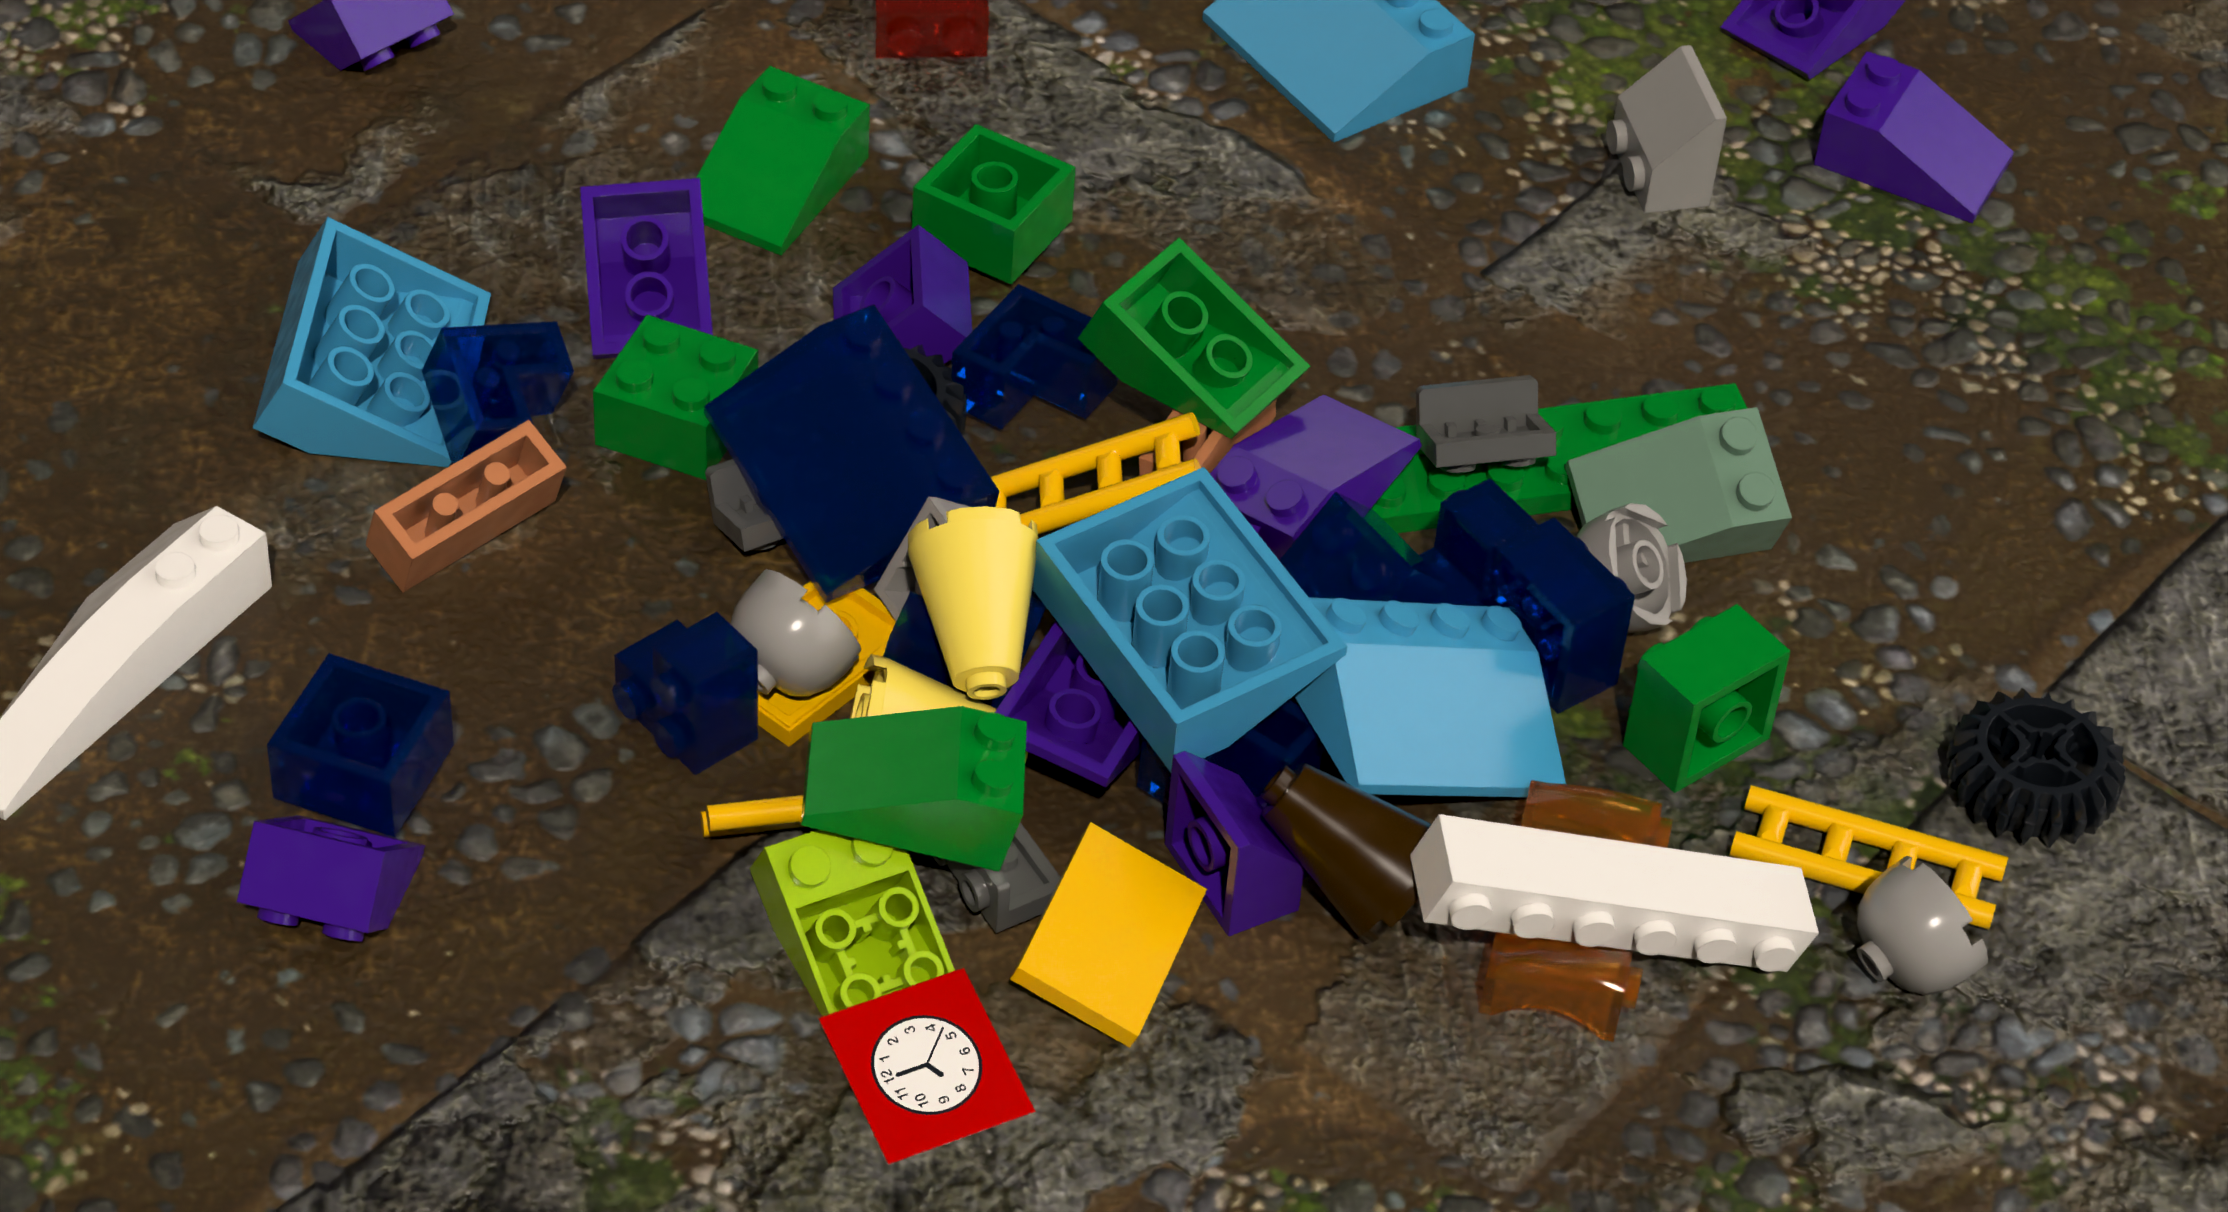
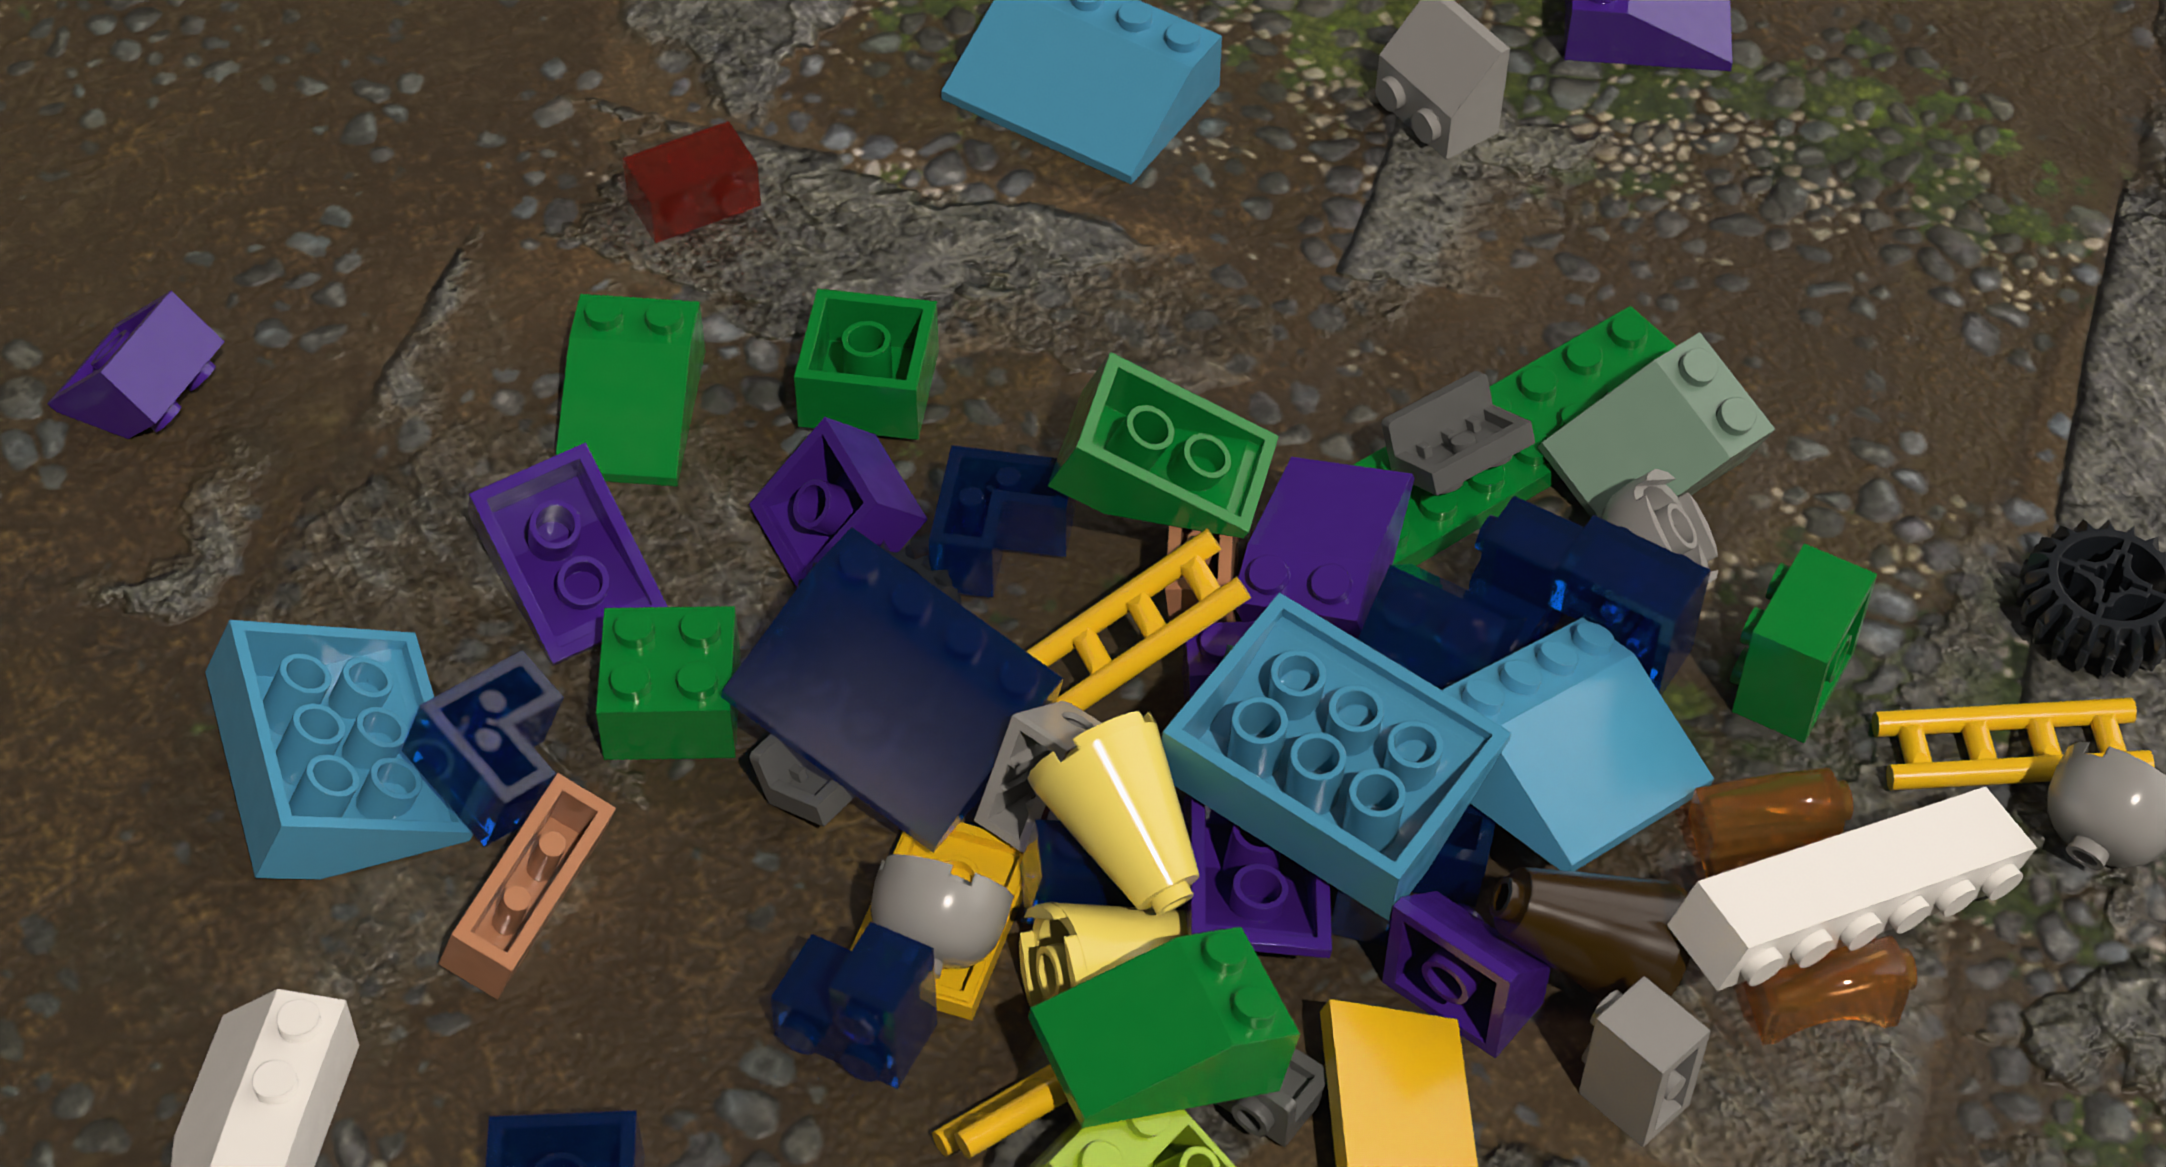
camera: 20 degrees left, 5 degrees up
(1339, 967) = (1642, 1060): none -> light grey brick

